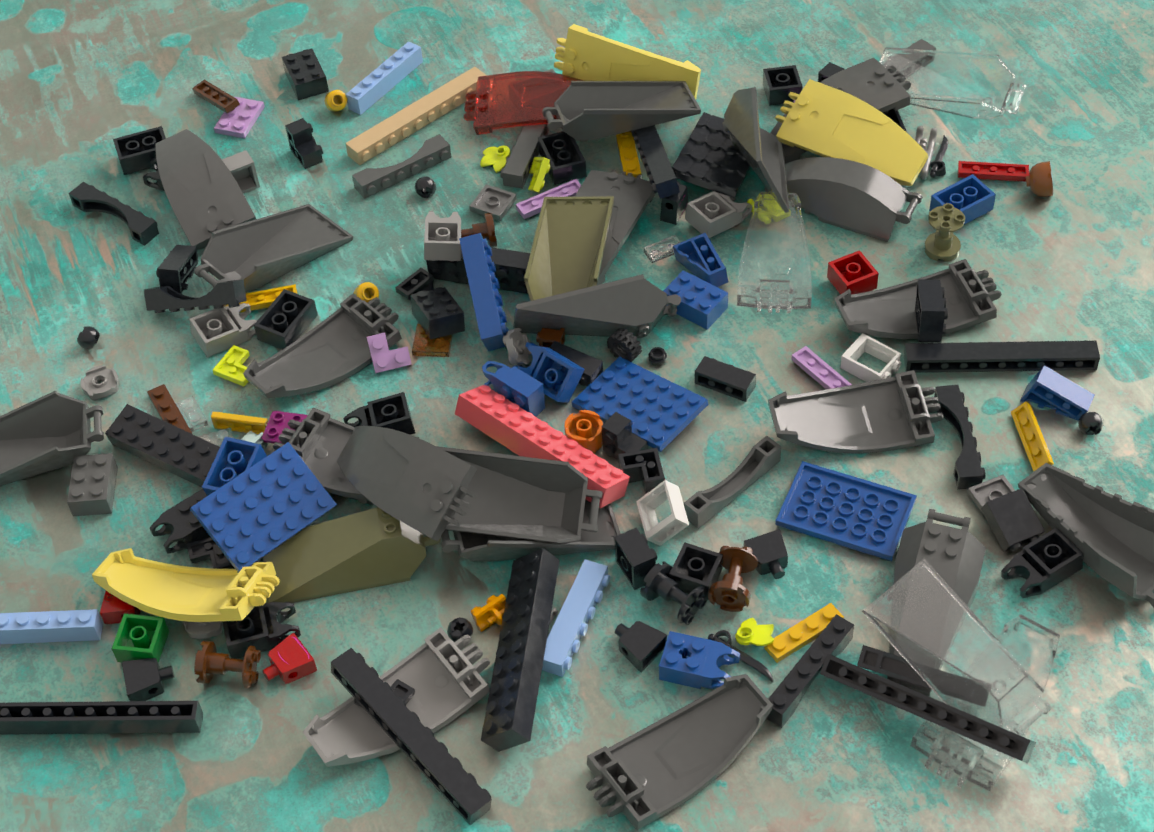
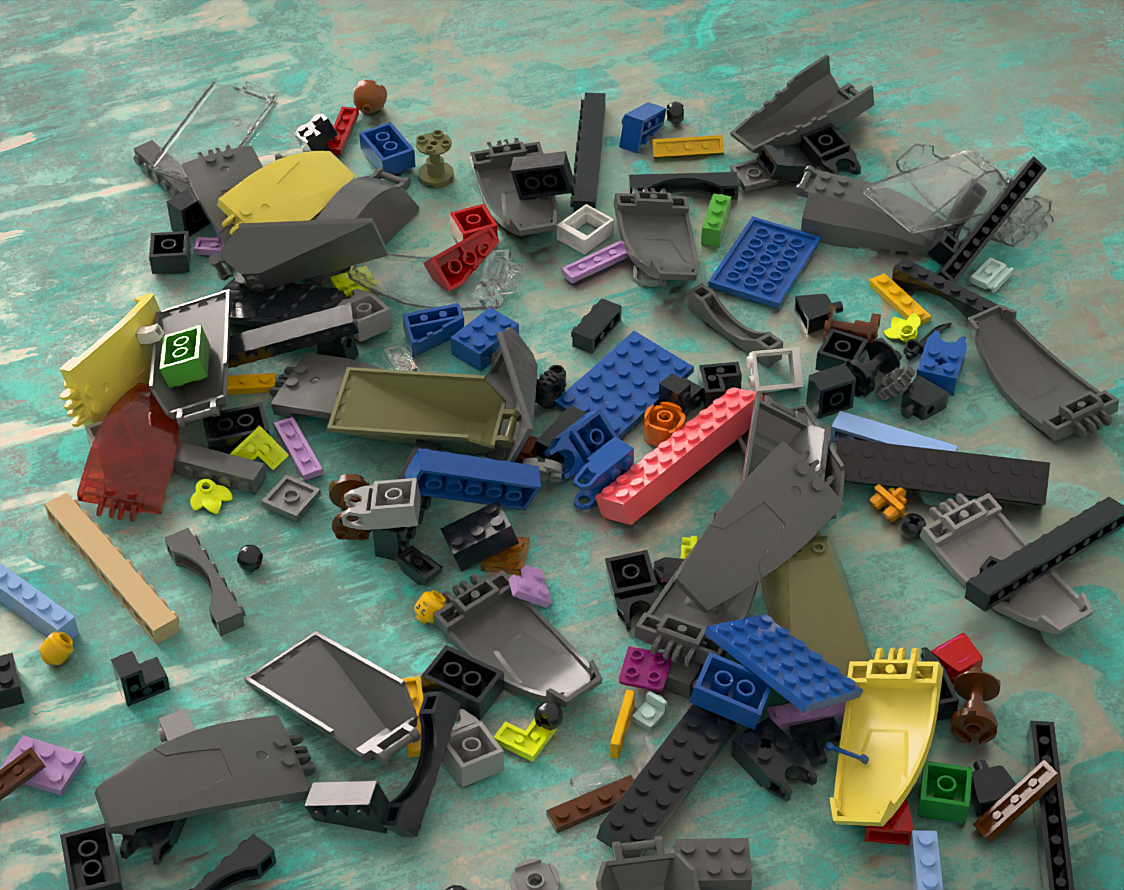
camera: 90 degrees left, 5 degrees down
(115, 687) = (1017, 801): none -> reddish brown plate
(177, 578) = (829, 746): none -> blue hinge
(238, 369) = (548, 715): none -> black piece
(615, 95) = (185, 356): none -> bright green brick
(641, 74) = (149, 334): none -> white piece
(652, 614) = (895, 382): none -> dark grey gear
(794, 265) = (459, 261): none -> red wedge
(856, 720) = (991, 275): none -> light aqua plate
(903, 464) = (716, 220): none -> bright green brick
(965, 148) = (315, 134): none -> black brick

